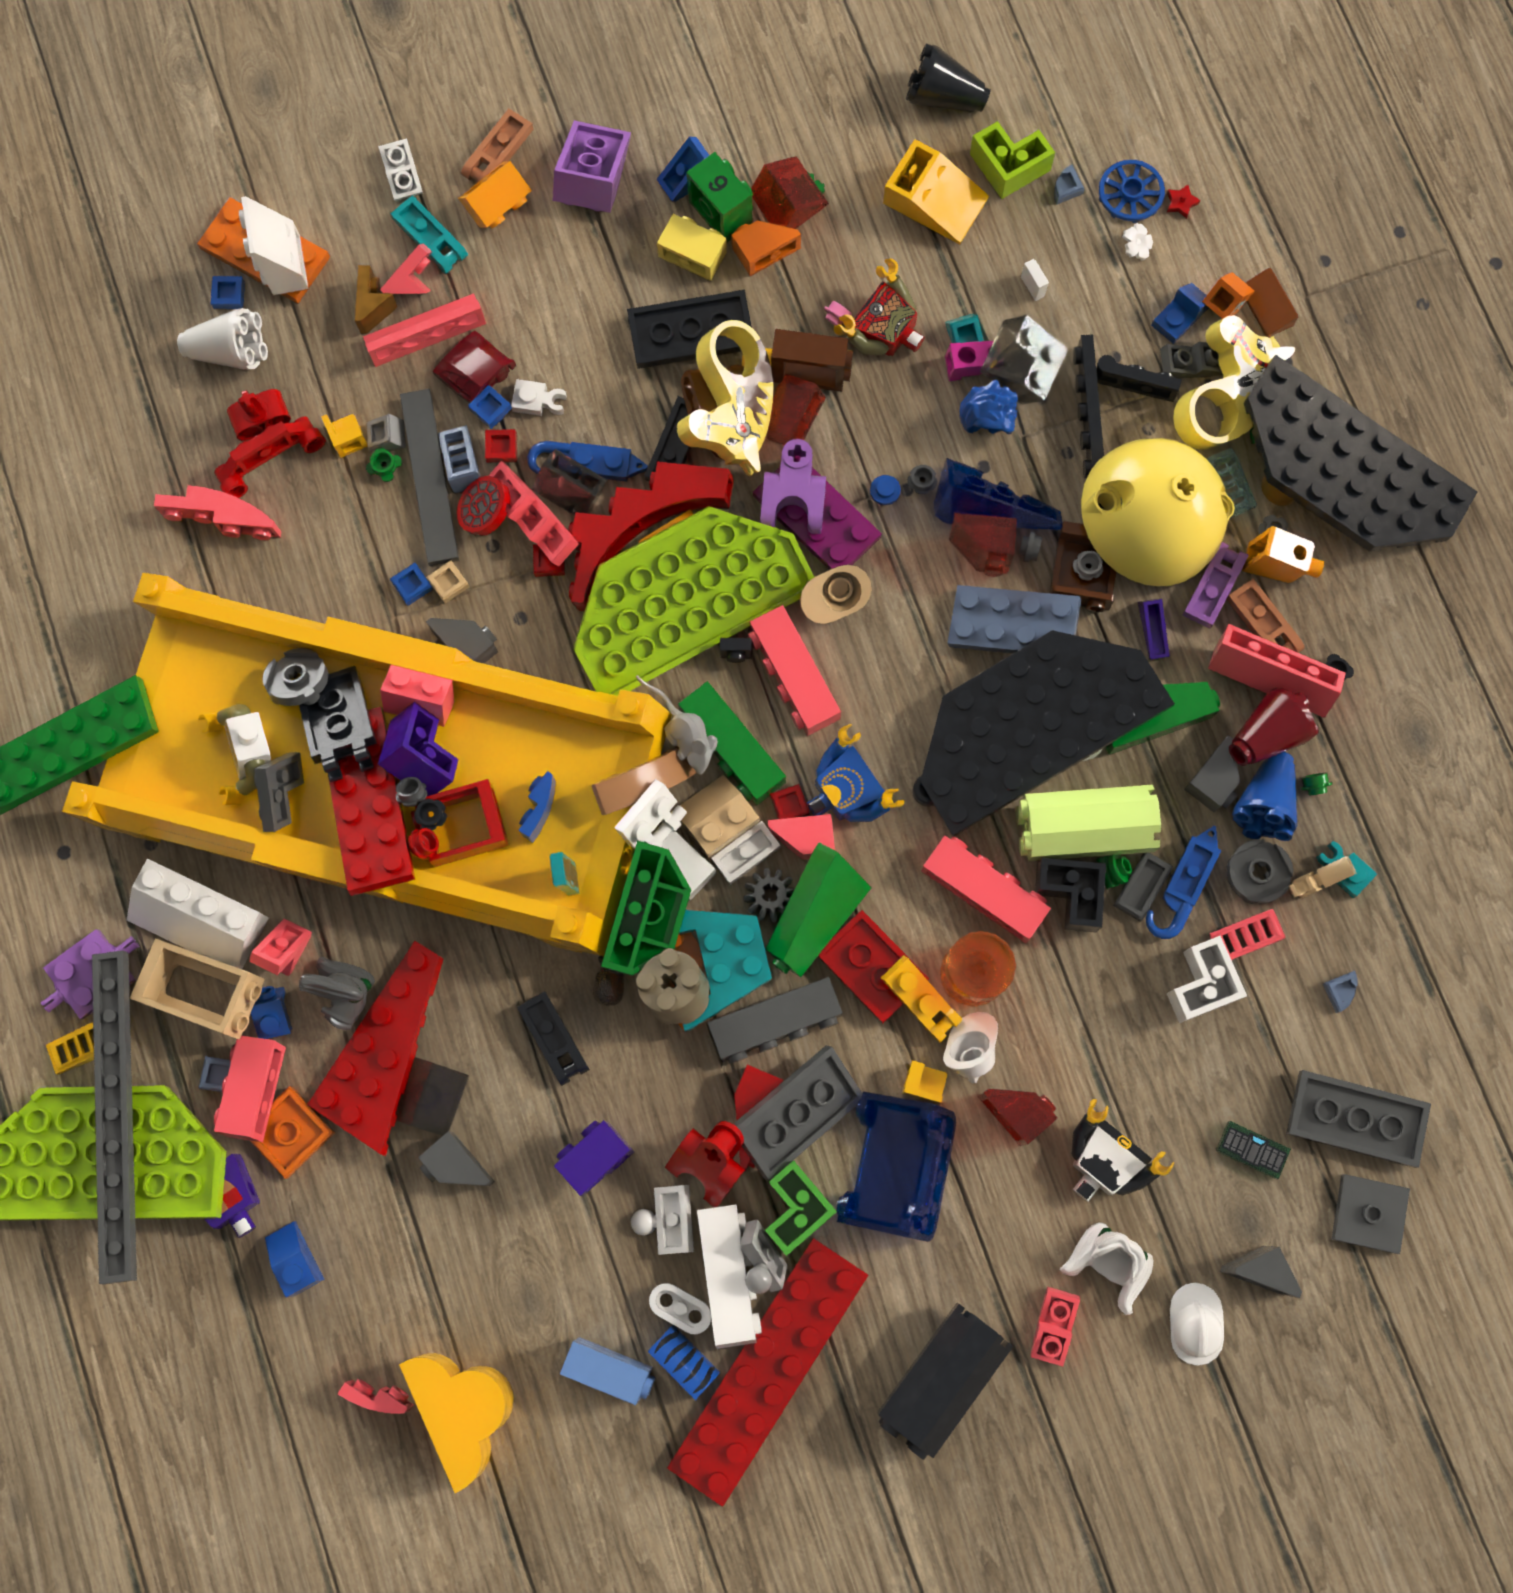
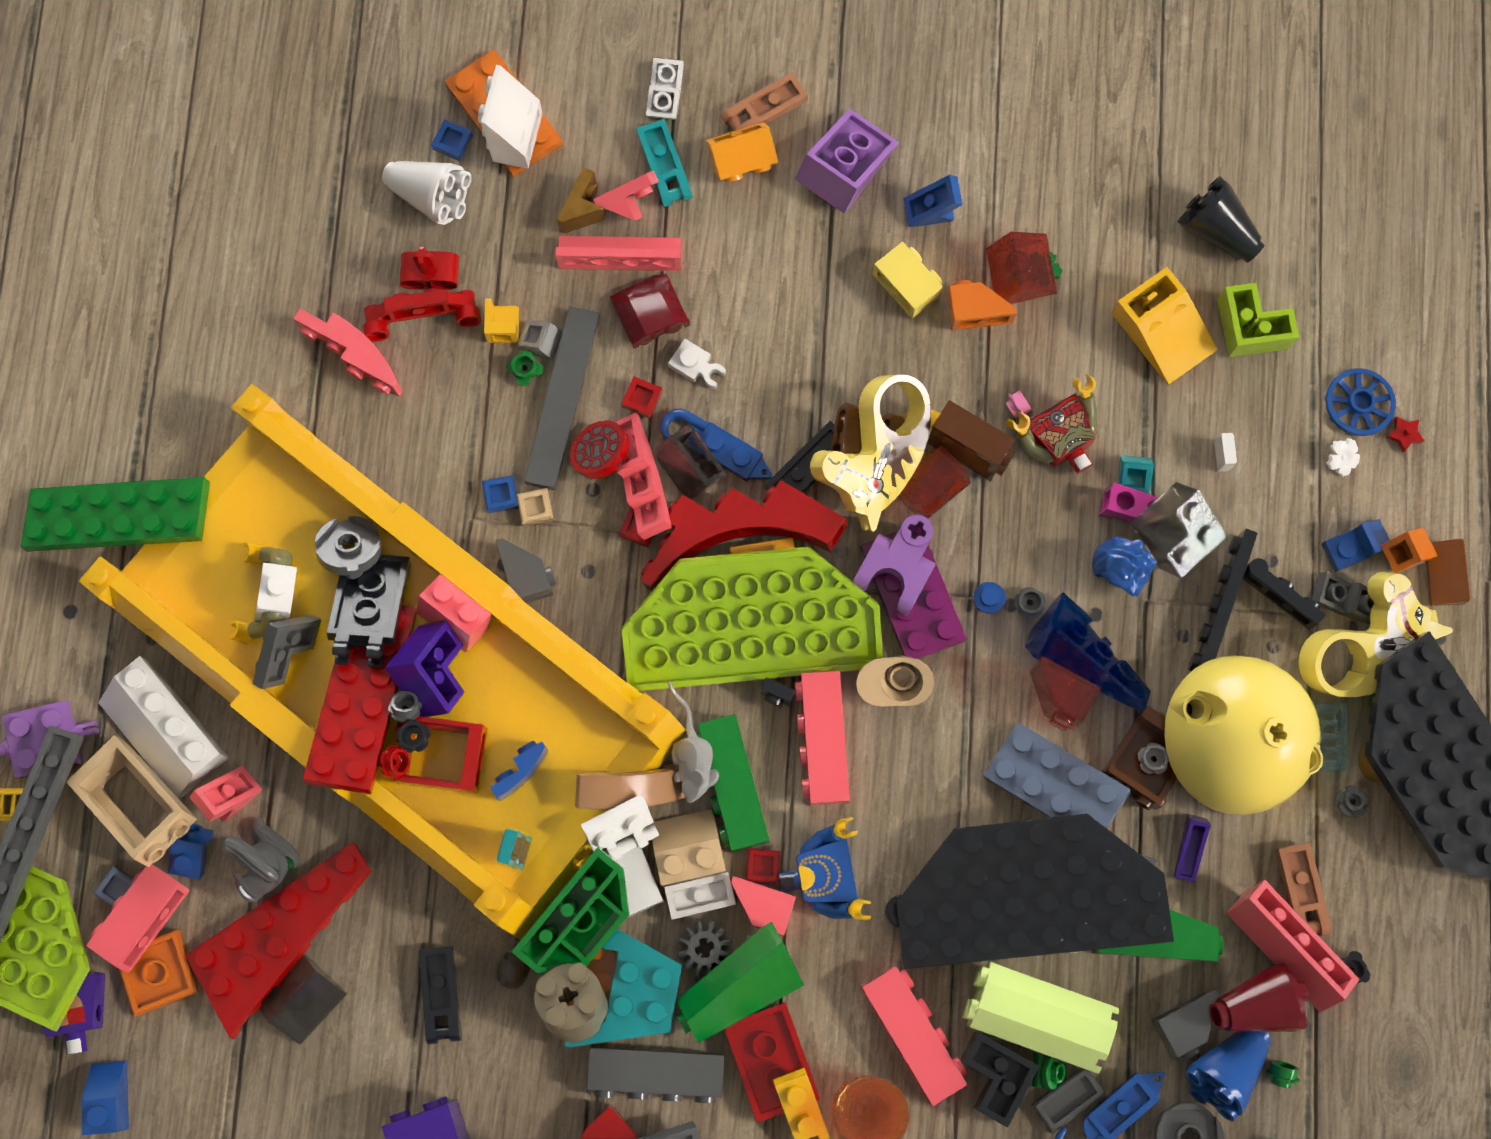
camera: 20 degrees right, 0 degrees up
(453, 1163) = (294, 1075): dark grey slope -> none
(462, 476) = (593, 410): sand blue slope -> none
(490, 407) = (647, 356): blue tile -> none
(673, 329) = (858, 353): black plate -> none
(719, 195) = (955, 243): green brick -> none
(1030, 547) = (1105, 715): dark grey plate -> none
(1067, 185) = (1299, 371): sand blue tile -> none
(1215, 586) = (1269, 833): medium lavender plate -> none
(1282, 556) = (1347, 834): light orange torso -> none

